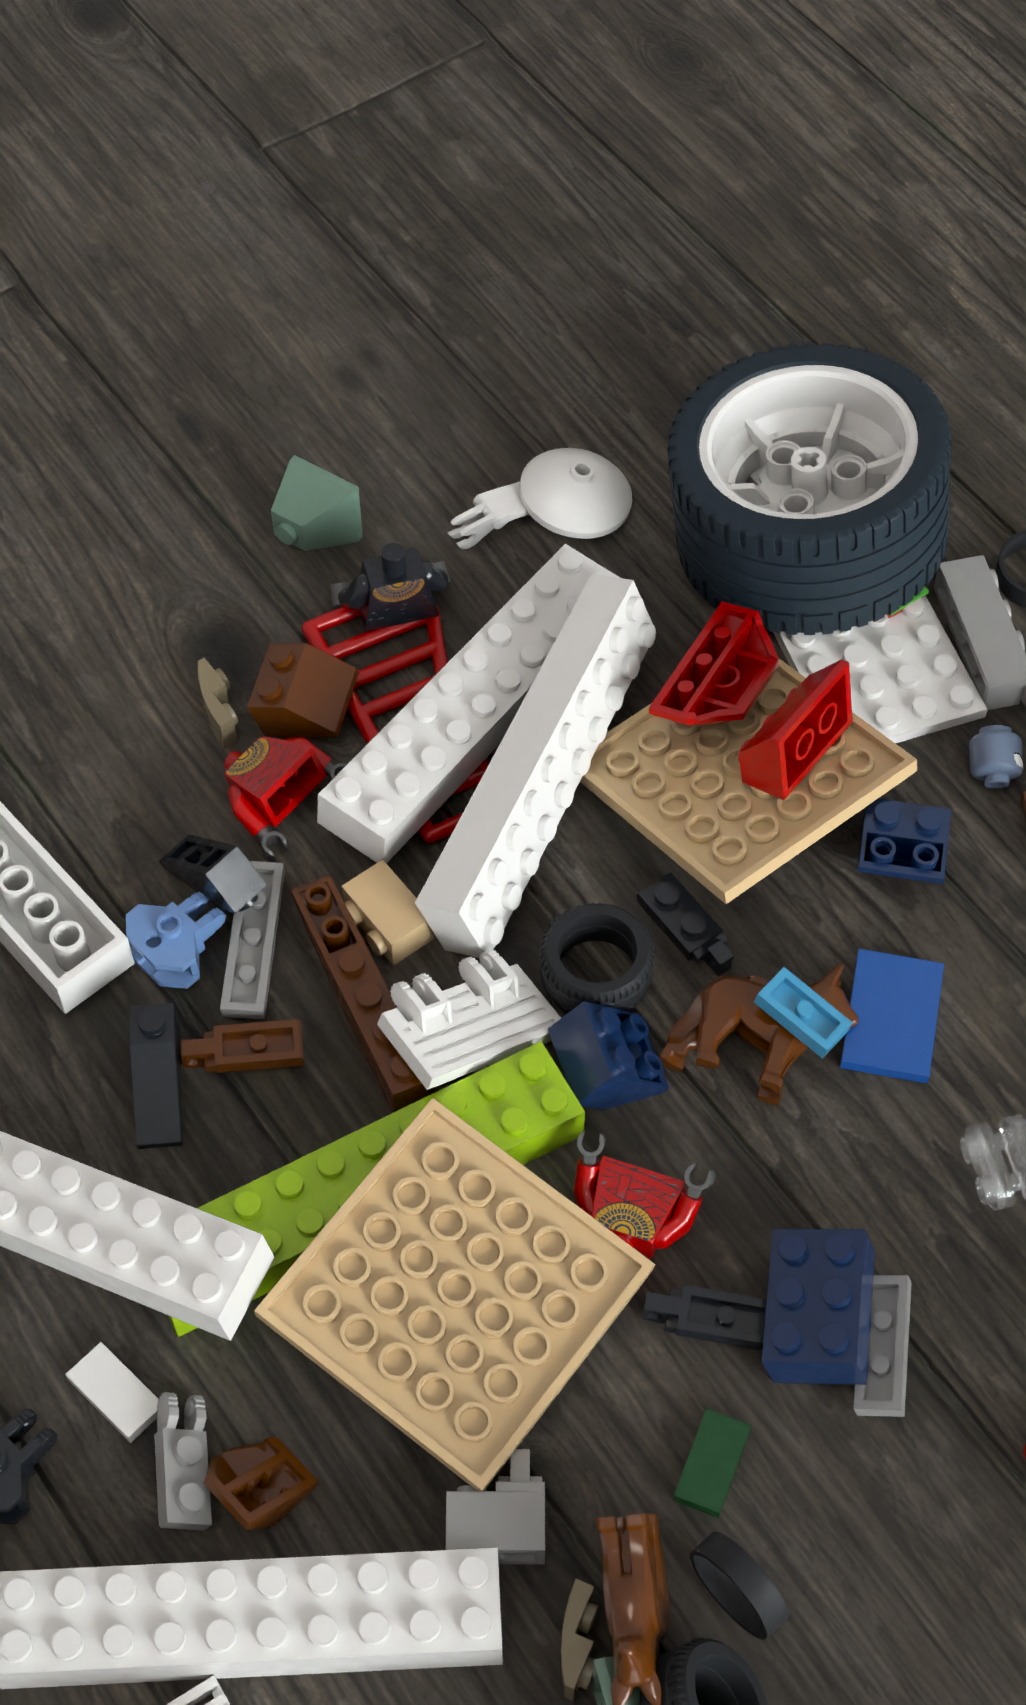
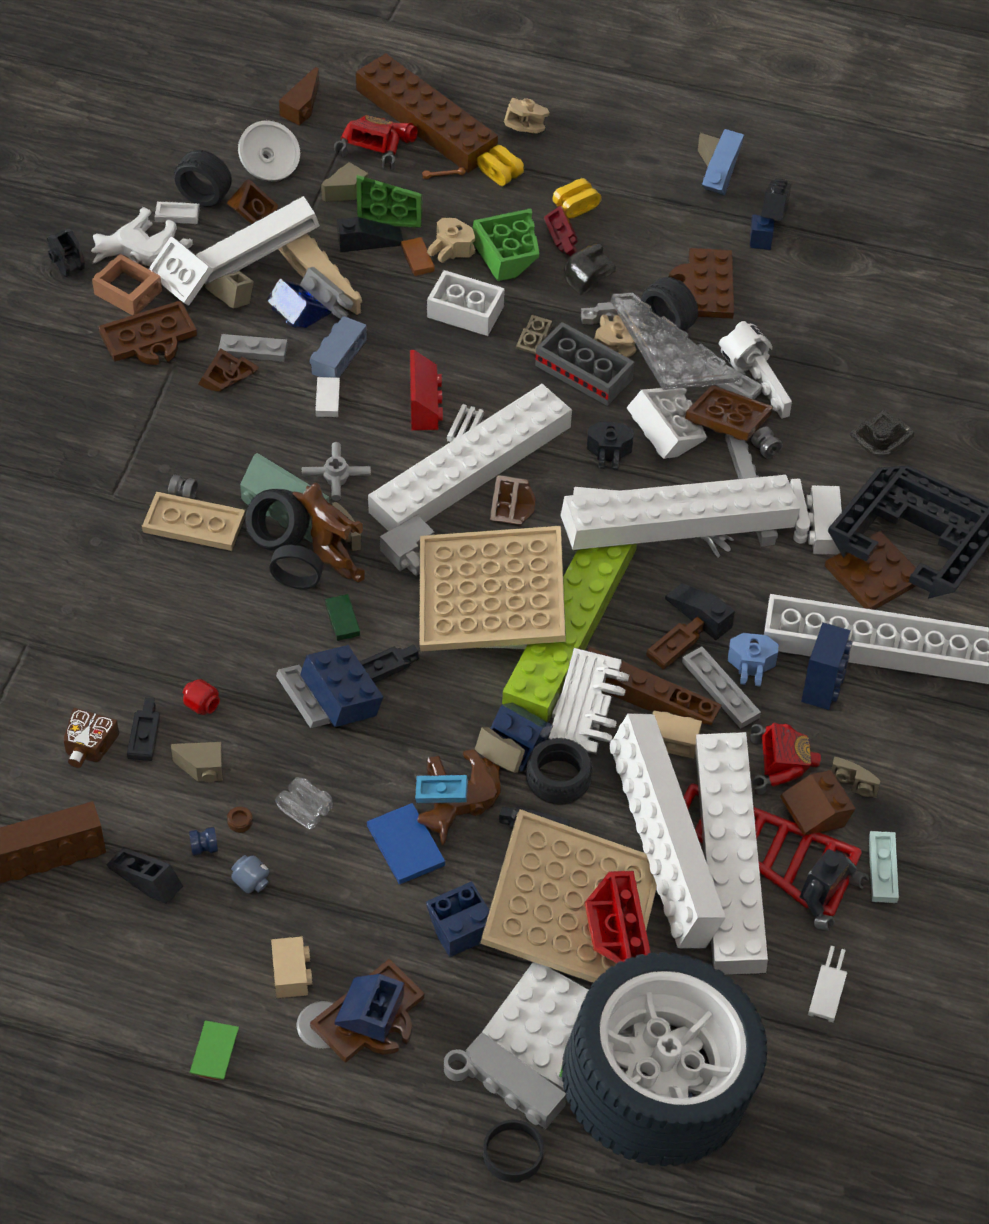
camera: 140 degrees right, 5 degrees down
(104, 827) = (827, 666): none -> dark blue brick
(182, 1465) = (543, 488): light grey hinge -> none
(216, 871) = (763, 690): black slope -> none
(298, 586) = (883, 867): none -> light aqua plate
(315, 508) = (916, 905): sand green slope -> none
(575, 493) = (801, 1037): white dish -> none
(637, 1203) = (454, 680): red torso -> none
(657, 1019) = (499, 750): none -> dark tan slope
(798, 732) = (552, 908): red slope -> none
(995, 756) = (452, 1006): sand blue head -> none

